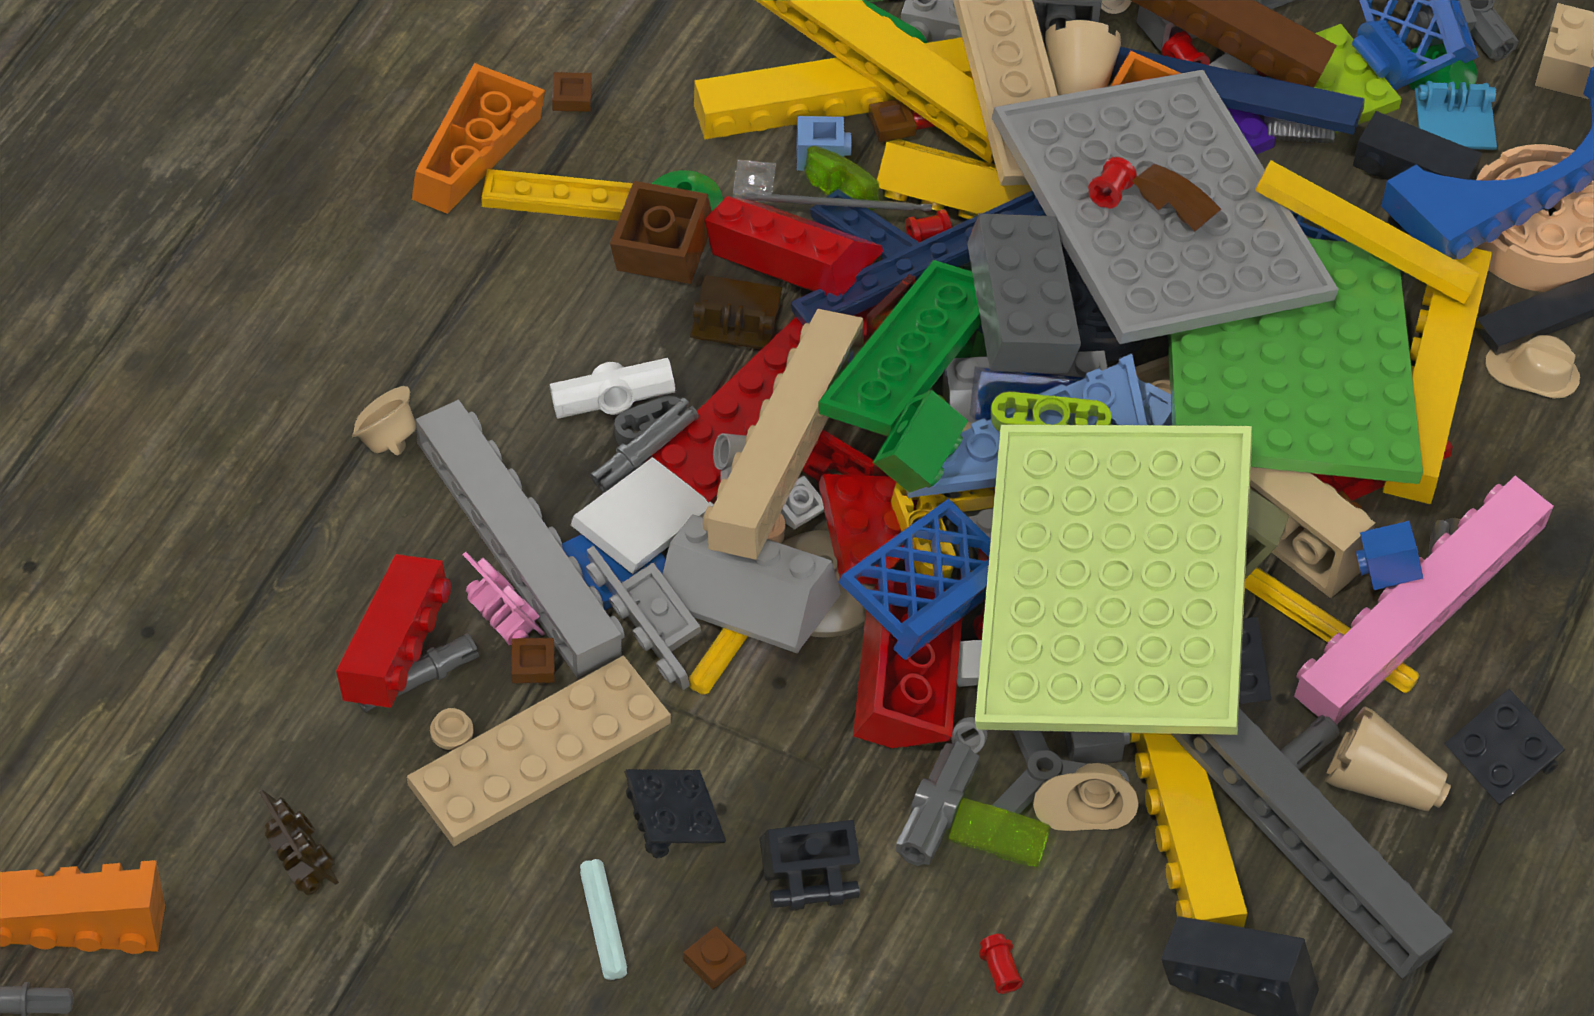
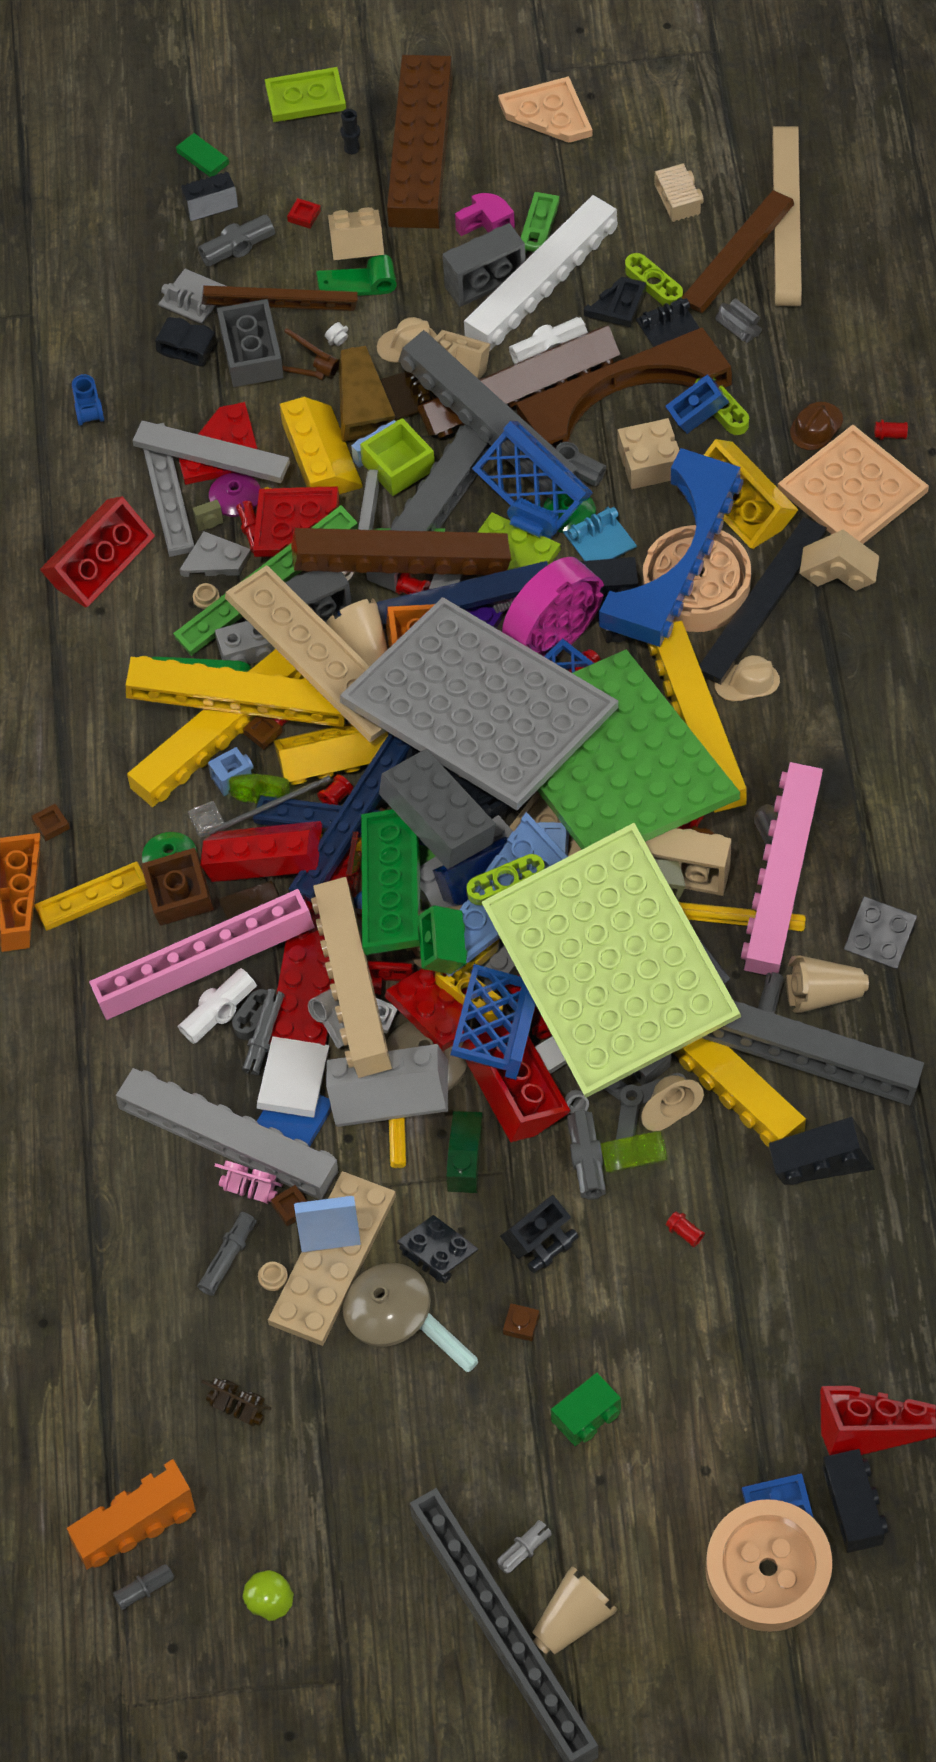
camera: 25 degrees left, 5 degrees up
(386, 422) = (94, 1105): tan piece -> none
(393, 631) = (199, 1236): red brick -> none
(544, 693) = (327, 1223): none -> light blue tile
(562, 840) = (393, 1316): none -> dark tan dish
(633, 318) = (202, 954): none -> bright pink brick
(653, 608) = (343, 1133): light grey bracket -> none
(786, 717) = (464, 1152): none -> dark green slope
(1116, 177) = (447, 707): red bush -> none
(1164, 186) = (481, 692): reddish brown slope -> none
(1341, 126) = (554, 606): none -> dark pink brick
(1367, 232) = (607, 651): yellow tile -> none
(1389, 555) = (752, 854): blue brick -> none

